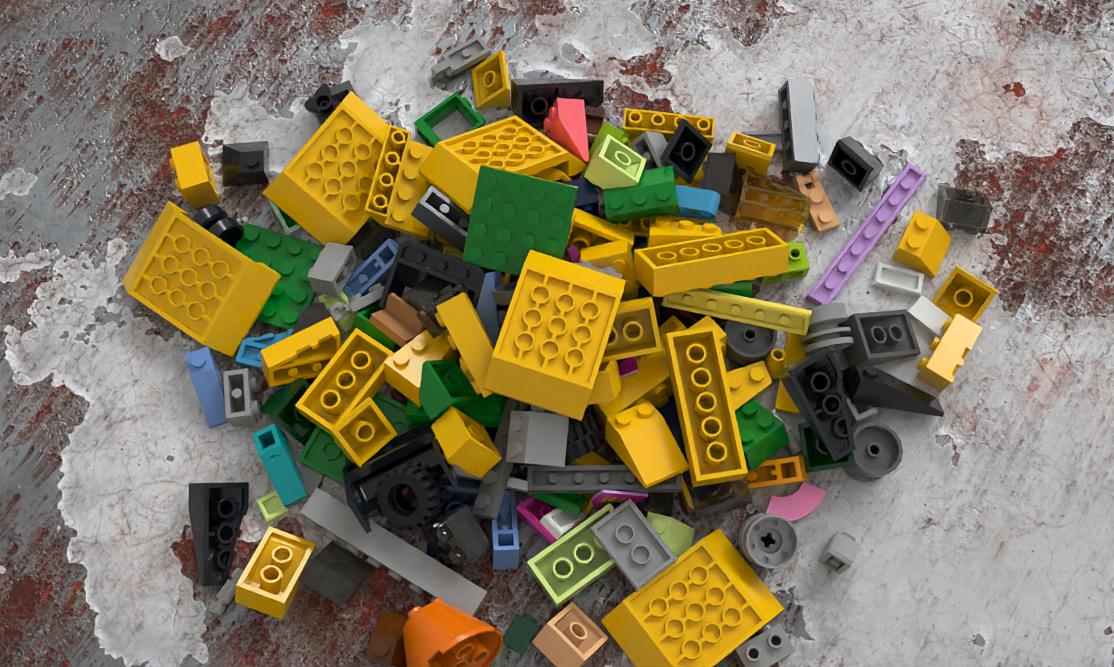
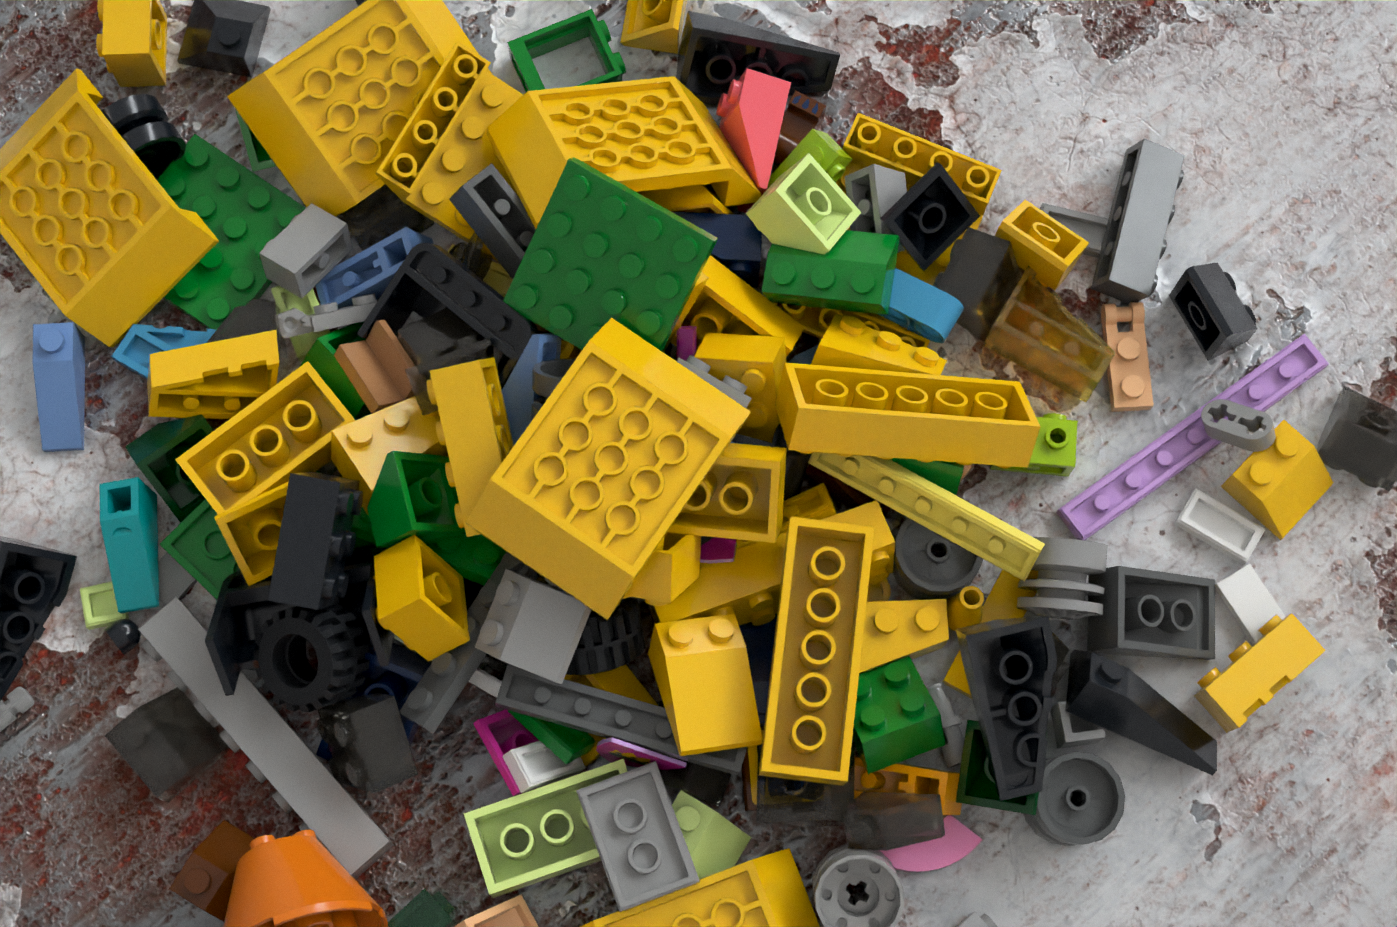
camera: 15 degrees right, 5 degrees up
(240, 397) = (102, 418): light grey brick -> none
(274, 573) = (72, 709): yellow slope -> none
(290, 519) = (124, 634): none -> black hinge
(395, 425) = (315, 540): none -> black brick
(505, 534) = (447, 755): medium blue slope -> none
(775, 492) = (892, 820): none -> clear smoke slope
(892, 220) = (1239, 423): none -> light grey beam
(964, 295) = (1316, 586): yellow slope -> none

